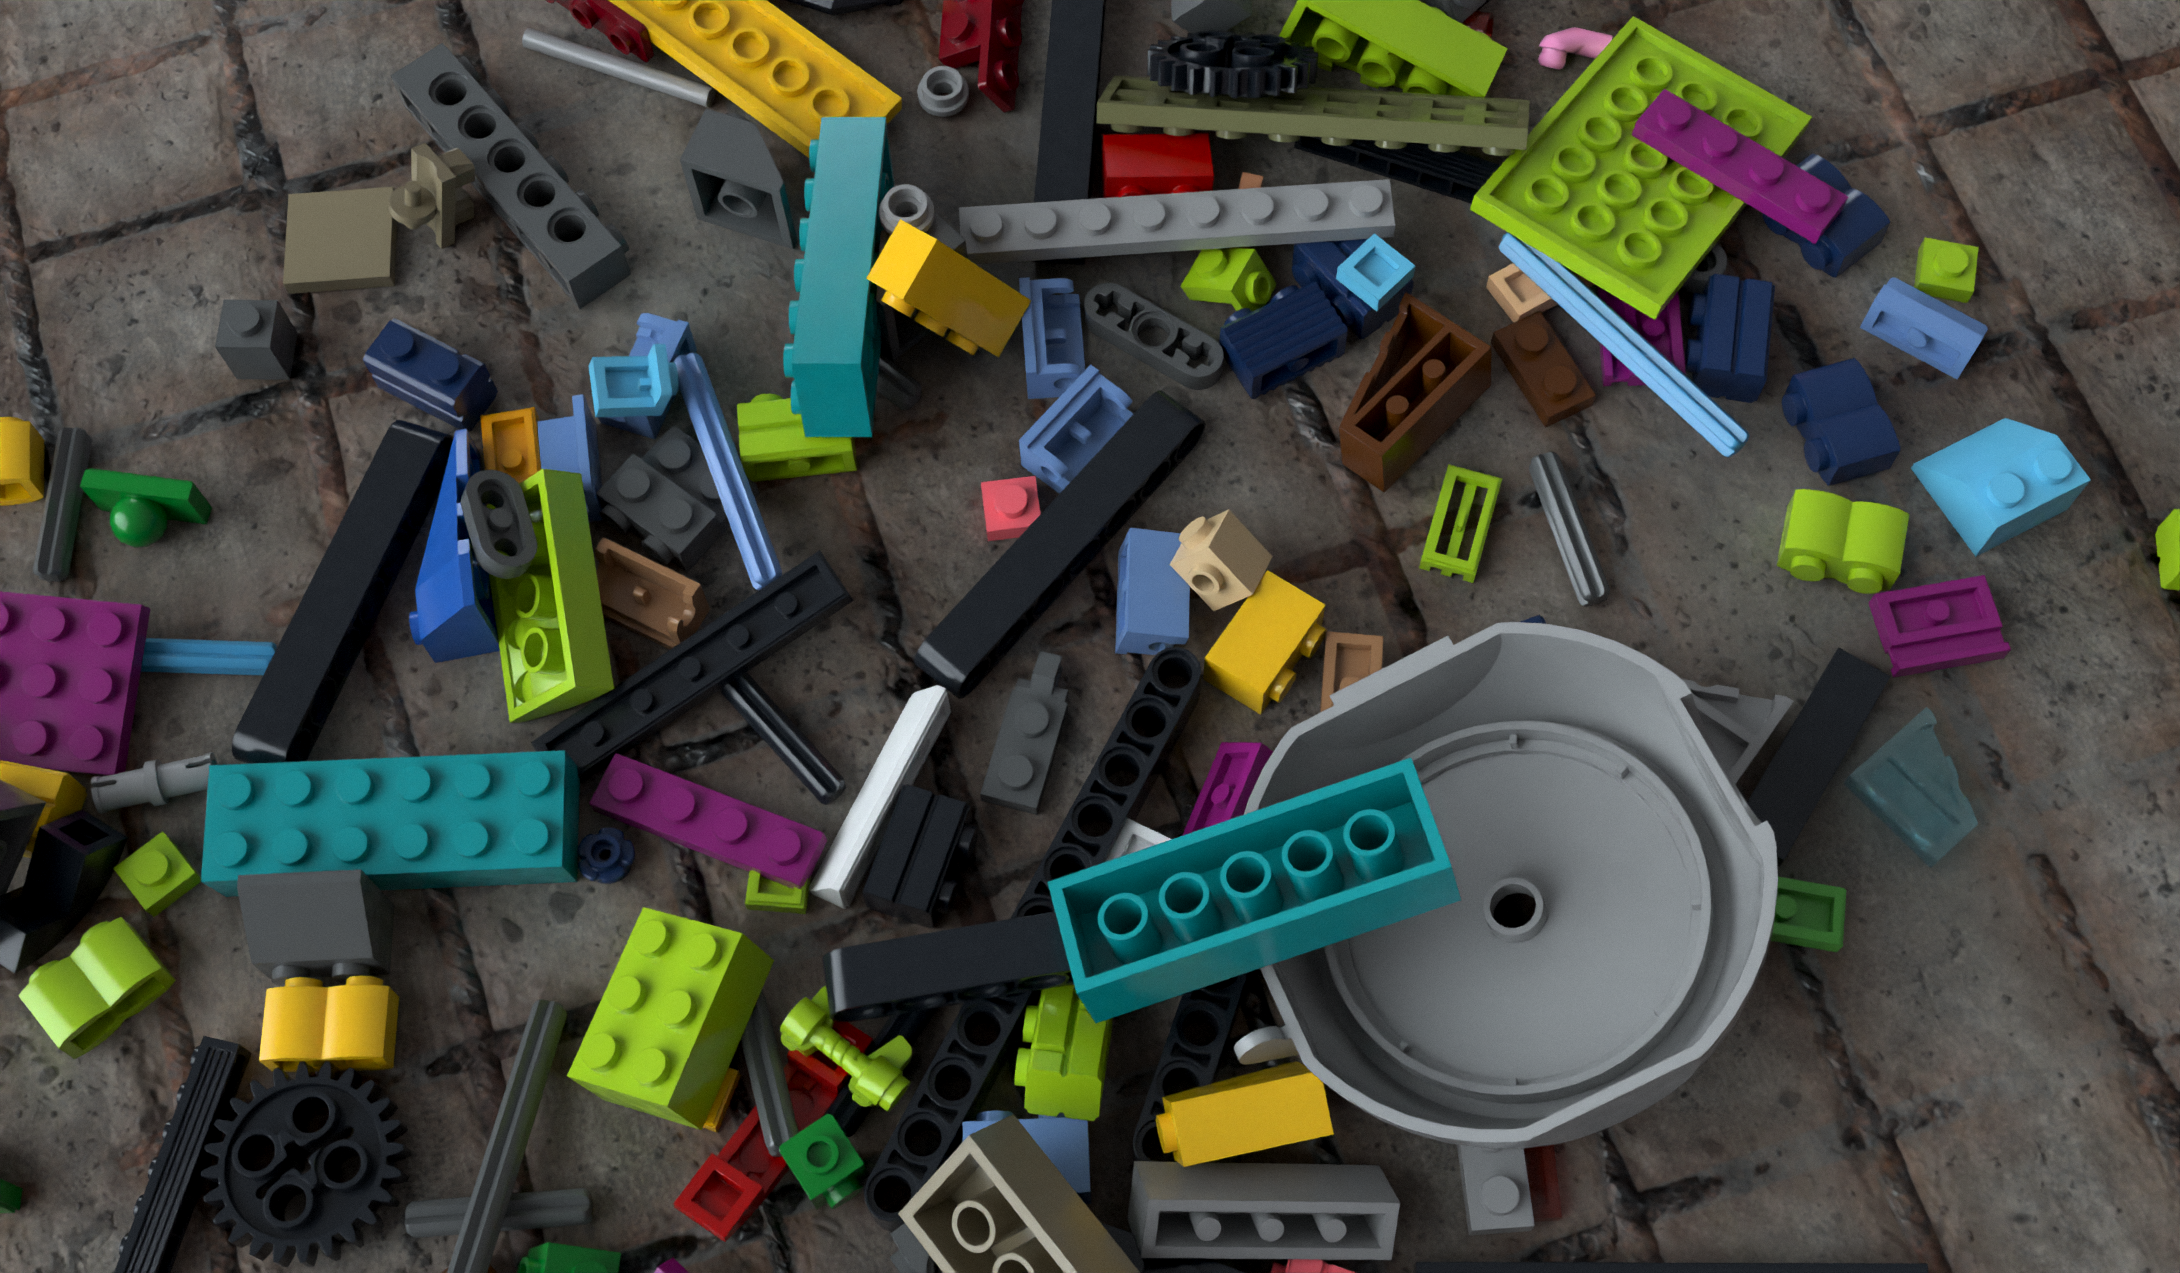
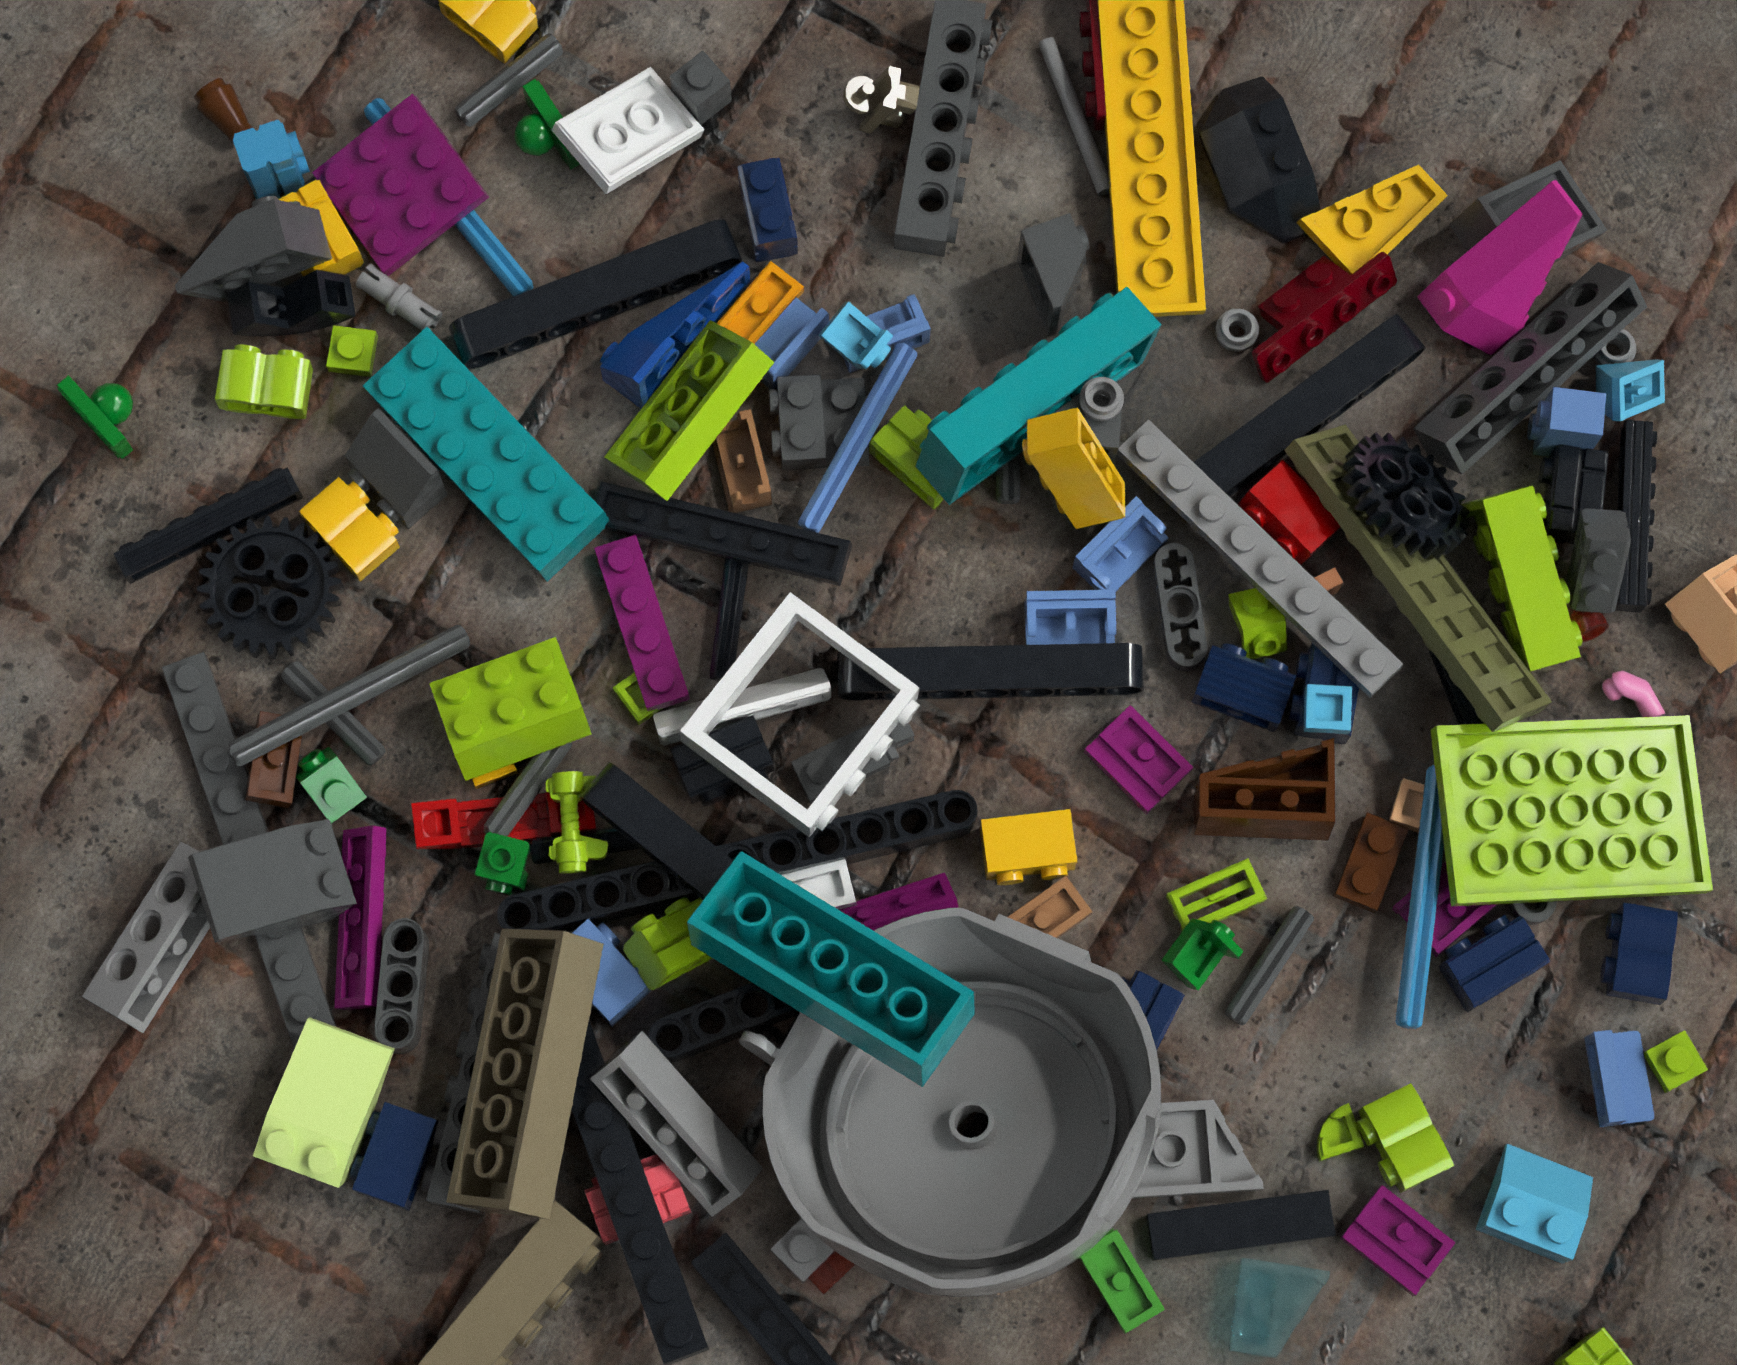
camera: 45 degrees right, 10 degrees up
(224, 433) = (627, 130): none -> white tile
(339, 241) = (809, 67): dark tan tile -> none
(499, 529) = (699, 351): dark grey plate -> none
(613, 868) = (577, 595): dark blue plate -> none
(969, 832) = (740, 674): none -> white window
(1010, 506) = (988, 621): coral plate -> none
(1150, 594) = (1003, 753): medium blue hinge -> none
(1220, 559) = (1052, 776): tan brick -> none
(1244, 1115) = (715, 1067): yellow slope -> none
(1269, 481) = (1138, 759): none -> magenta plate
(1503, 571) = (1200, 950): none -> green bracket
(1739, 166) = (1617, 872): magenta plate -> none
(1786, 598) = (1338, 1134): none -> lime tile
(1841, 422) = (1491, 1075): dark blue brick -> none

